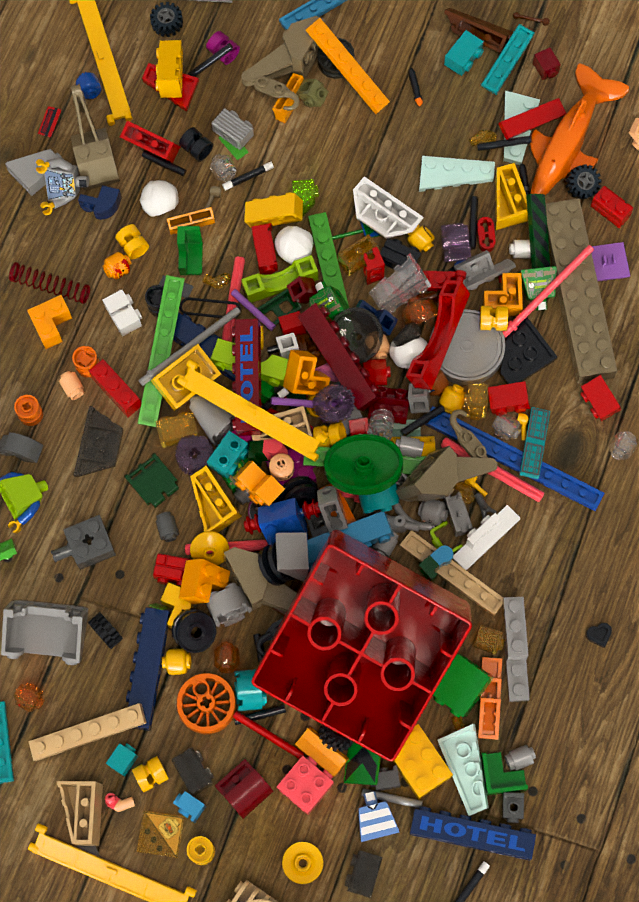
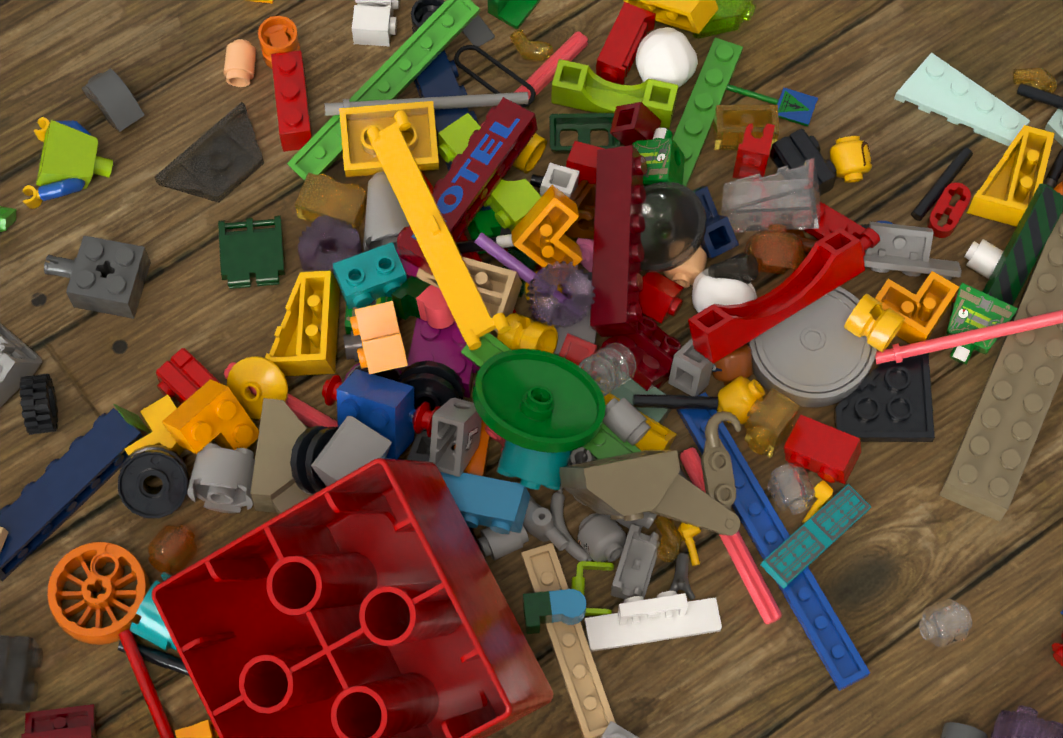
camera: 30 degrees right, 5 degrees down
(28, 410) = (159, 58): orange wheel -> none
(167, 527) = (224, 322): dark grey brick -> none
(177, 661) = (102, 509): yellow head -> none
(251, 308) = (549, 111): medium lavender bar -> none
(281, 467) = (427, 335): light nougat head -> none
(383, 211) = (821, 88): white wedge -> none
(455, 242) = (895, 190): clear purple brick -> none
(600, 398) = (957, 534): red brick -> none

